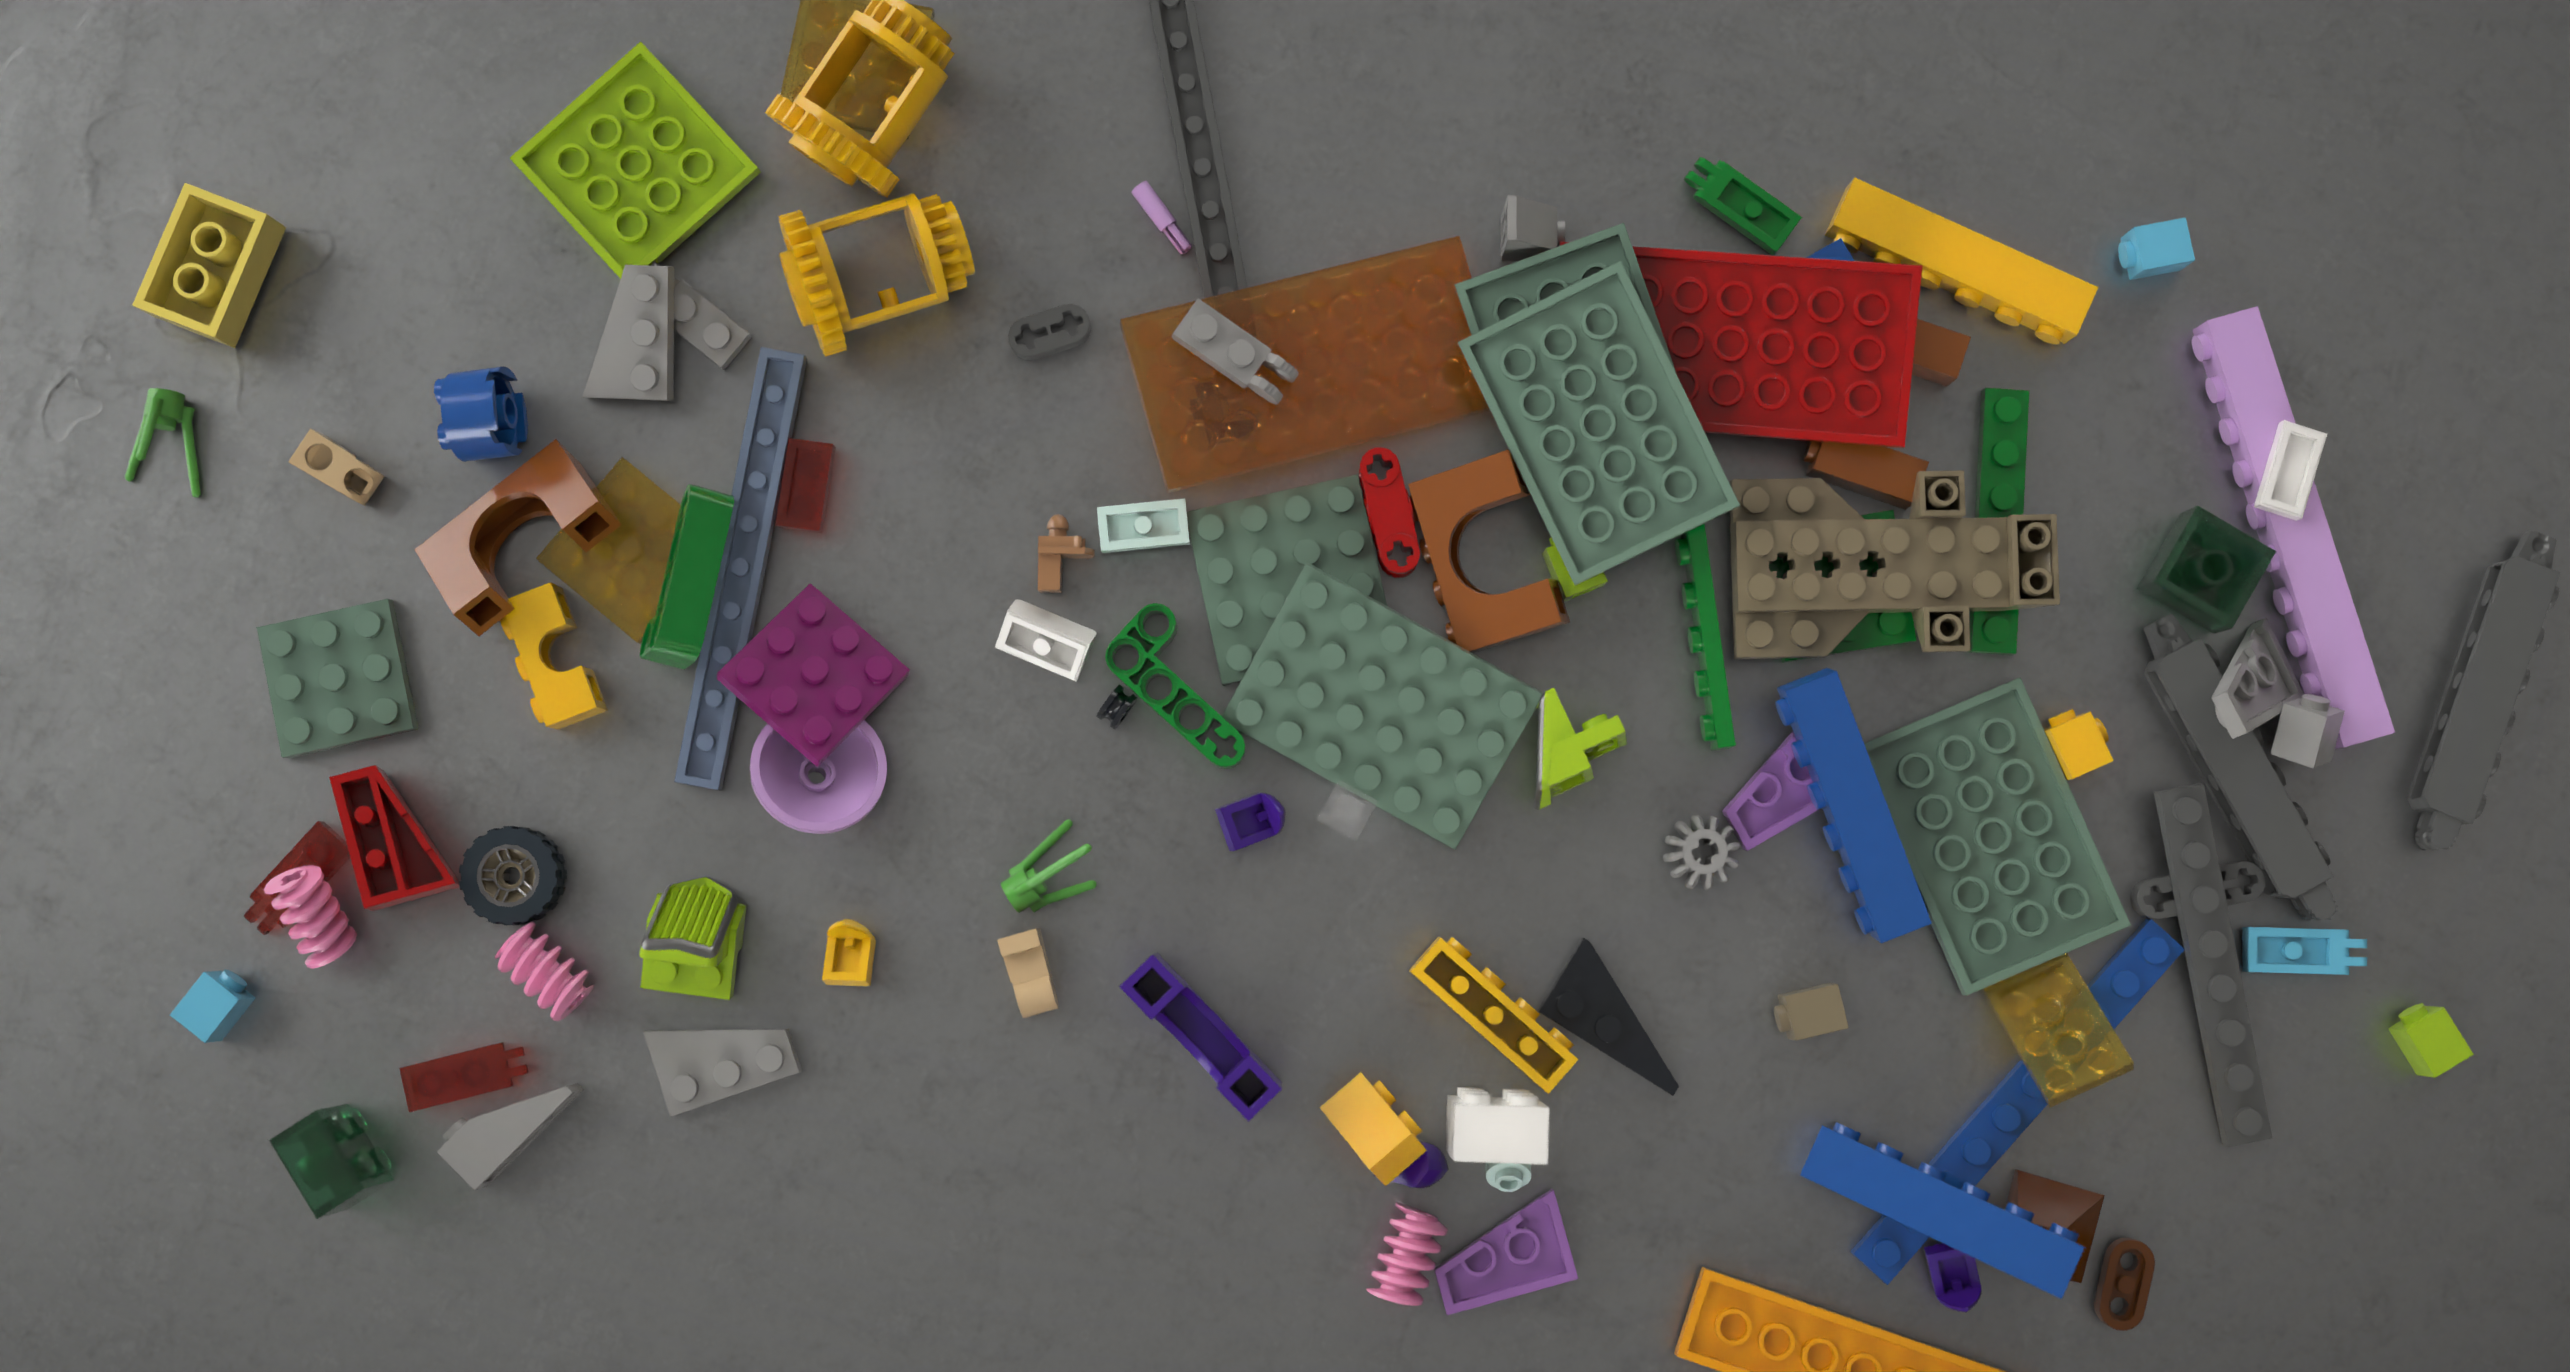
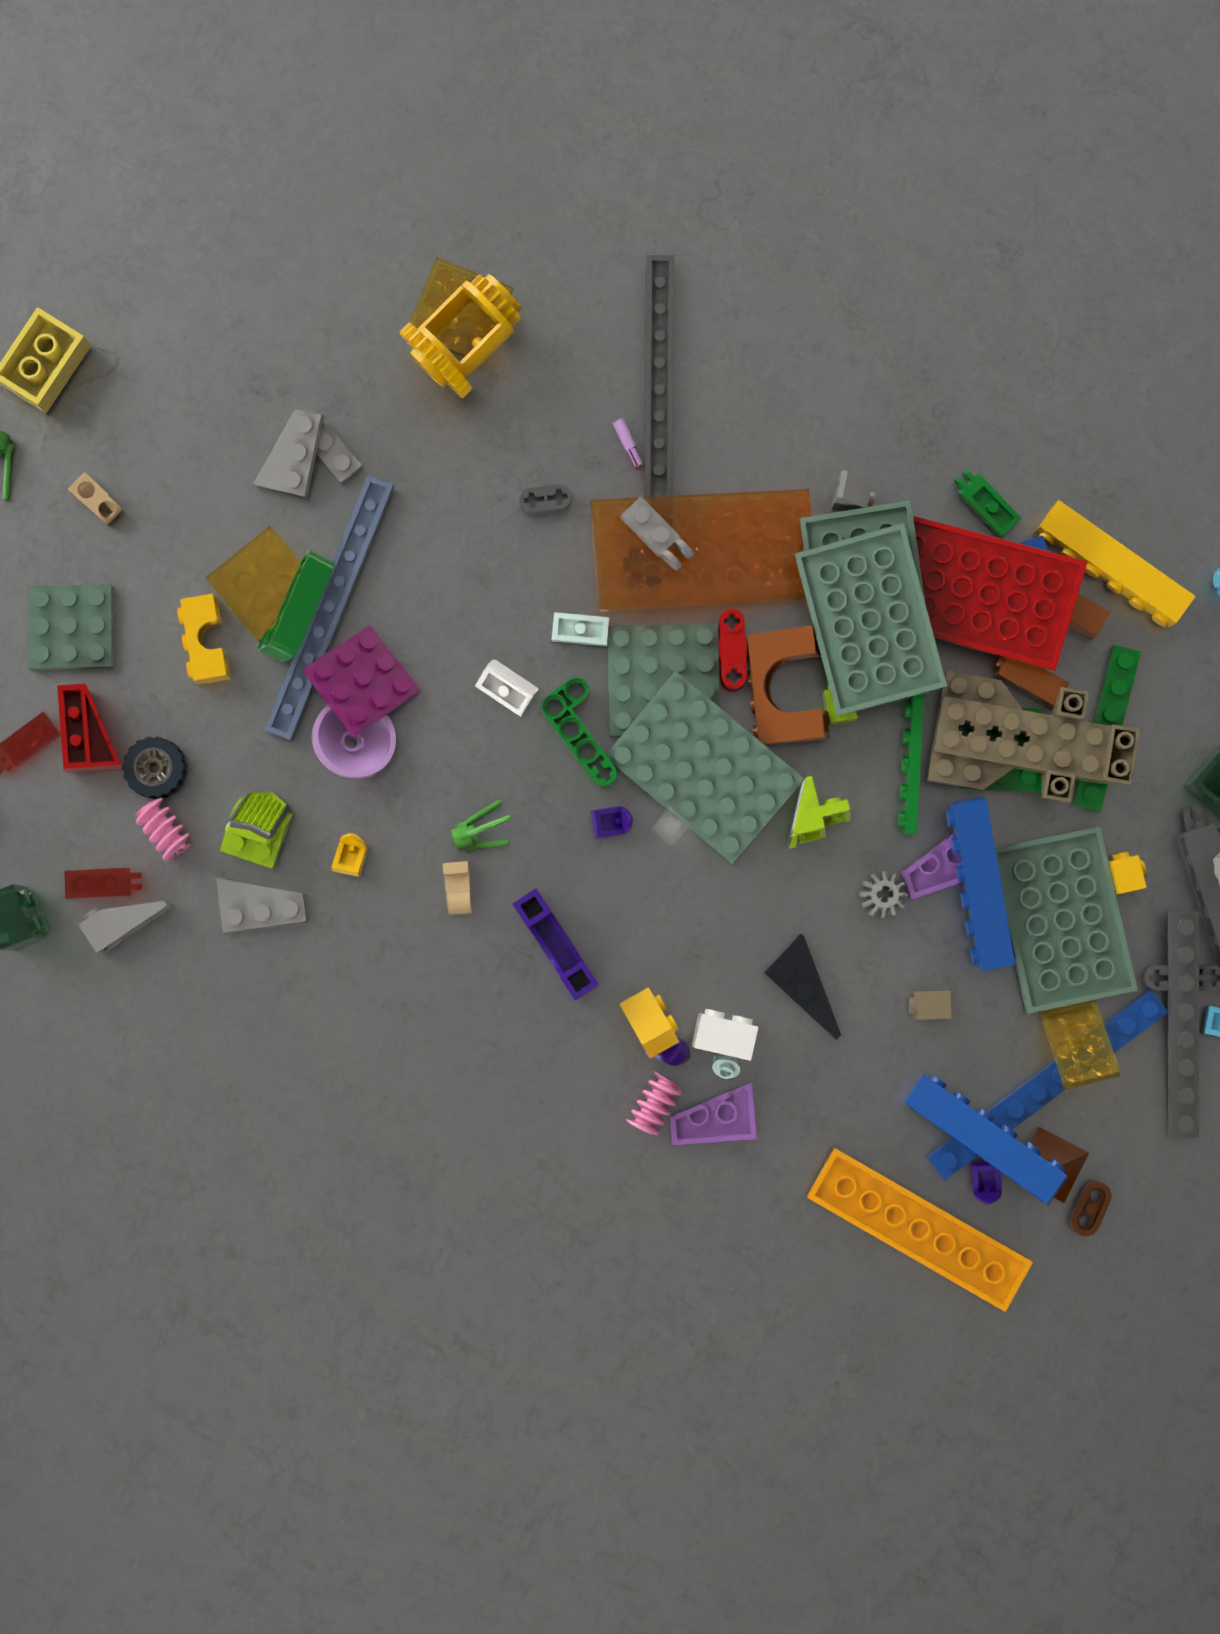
camera: 10 degrees right, 0 degrees up
(315, 912) = (31, 765): bright pink piece -> none
(465, 549) = (163, 564): dark orange arch -> none
(481, 414) = (189, 483): blue brick -> none
(635, 163) = (312, 347): lime plate -> none
(805, 485) = (378, 564): clear red plate -> none
(814, 284) = (409, 443): yellow piece -> none
(1054, 549) = (522, 633): medium nougat piece -> none
(1117, 706) = (542, 736): black bush -> none
(1494, 1015) = (736, 968): yellow brick -> none

